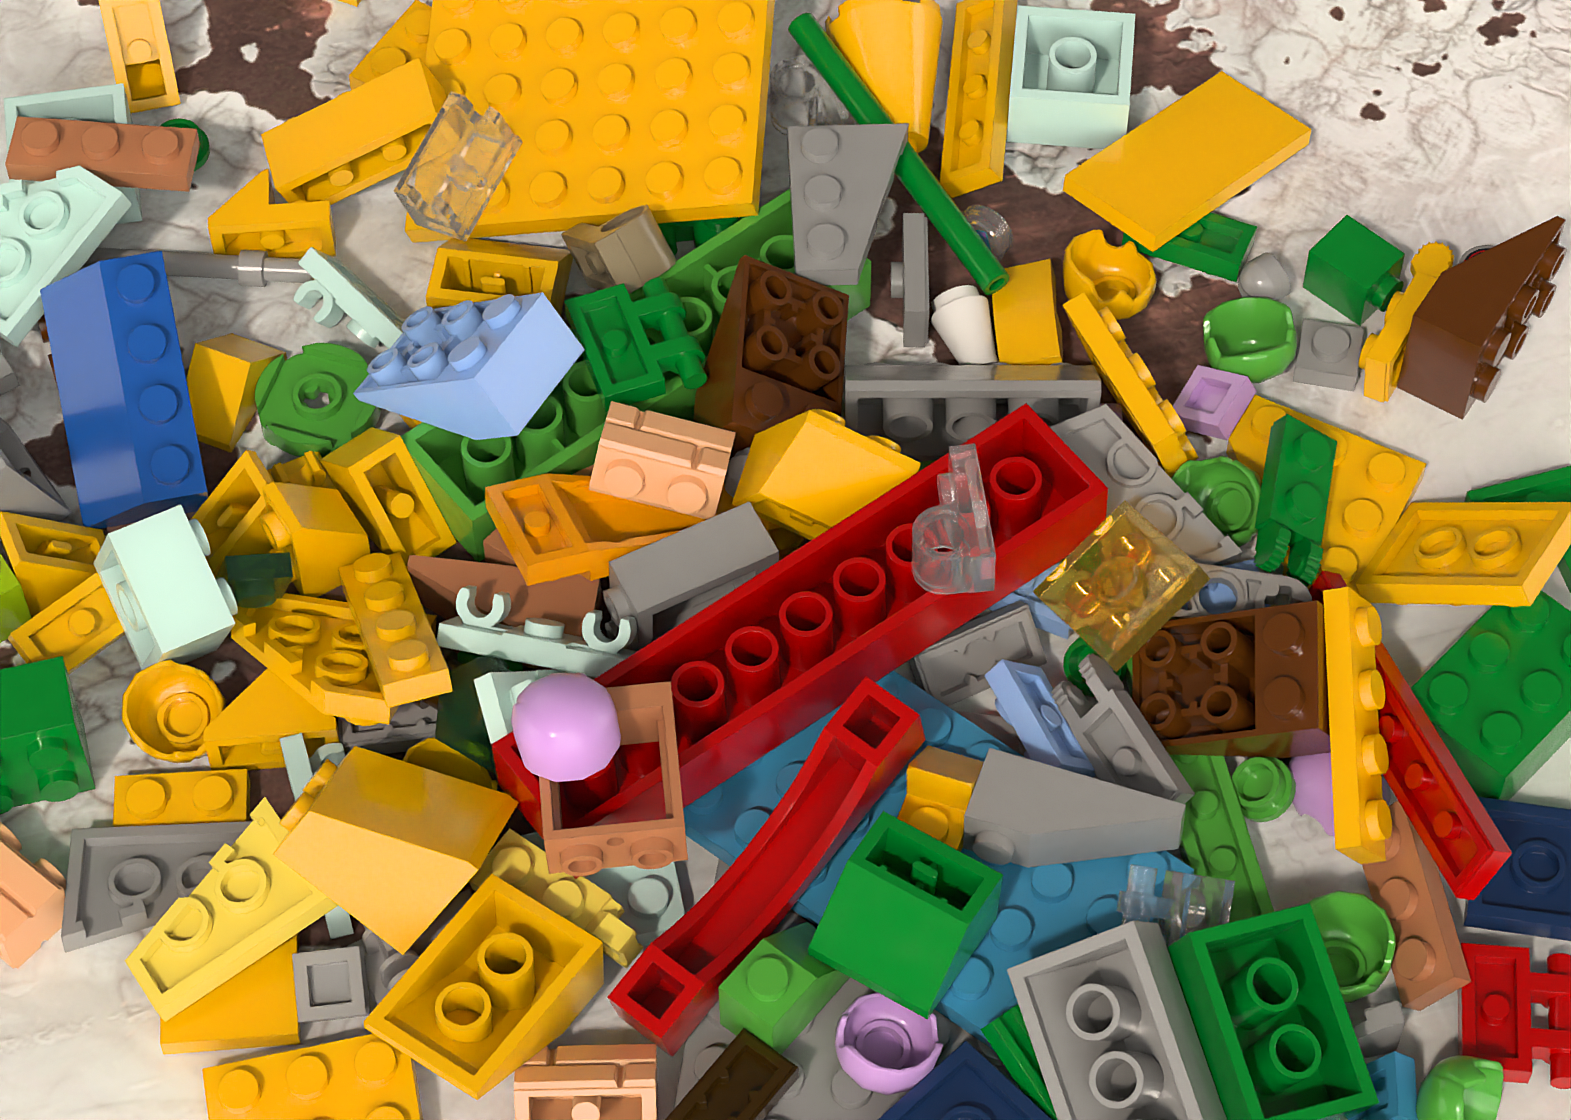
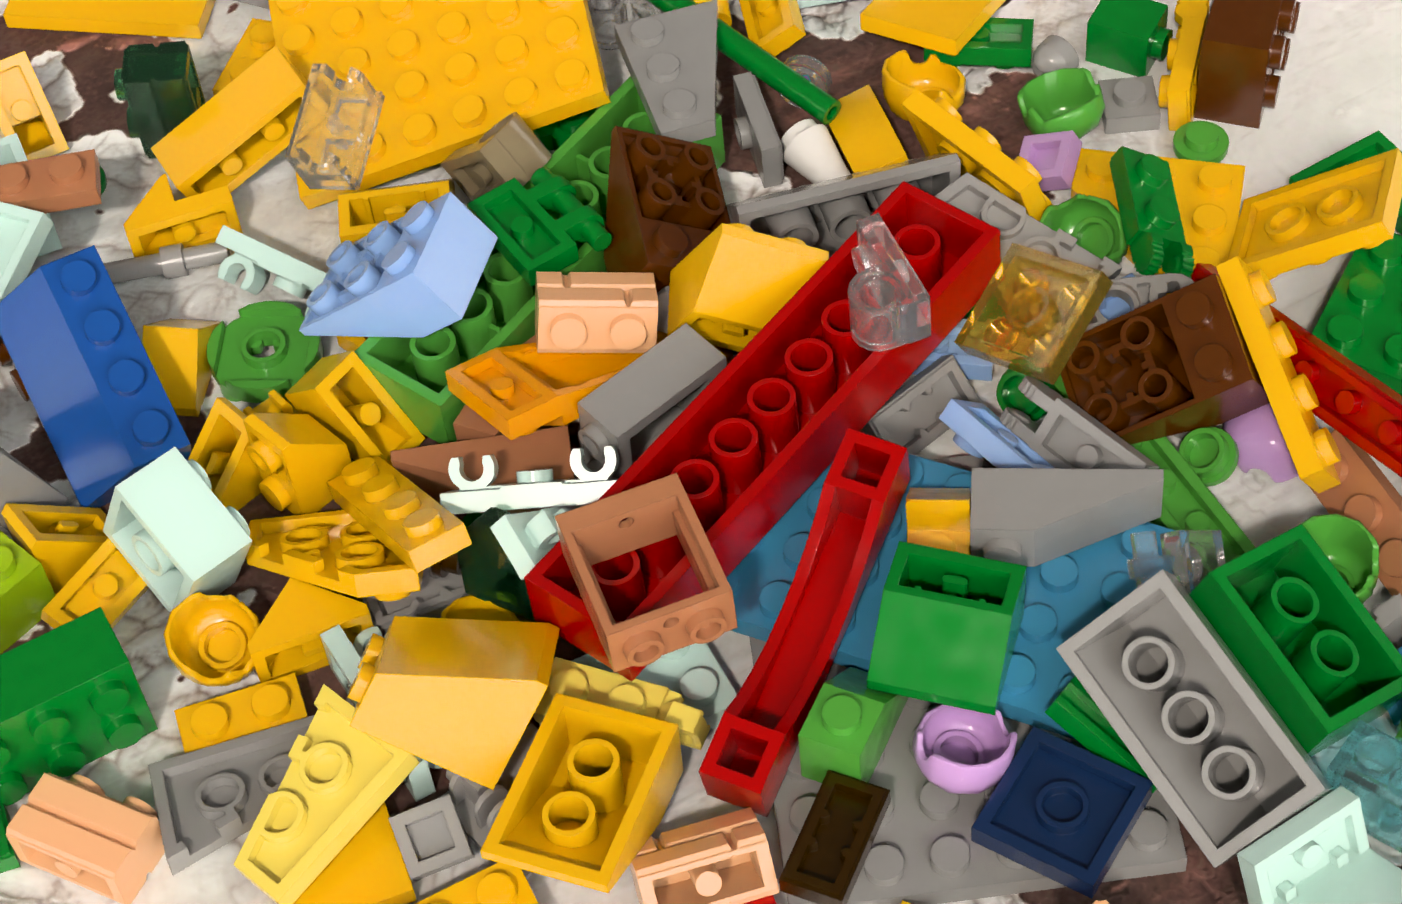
camera: 10 degrees left, 5 degrees down
(257, 578) = (260, 501): clear green plate -> none
(287, 70) = (159, 89): none -> clear green brick
(565, 727) = (595, 532): lavender hair -> none
(1389, 422) = (1201, 142): none -> bright green plate

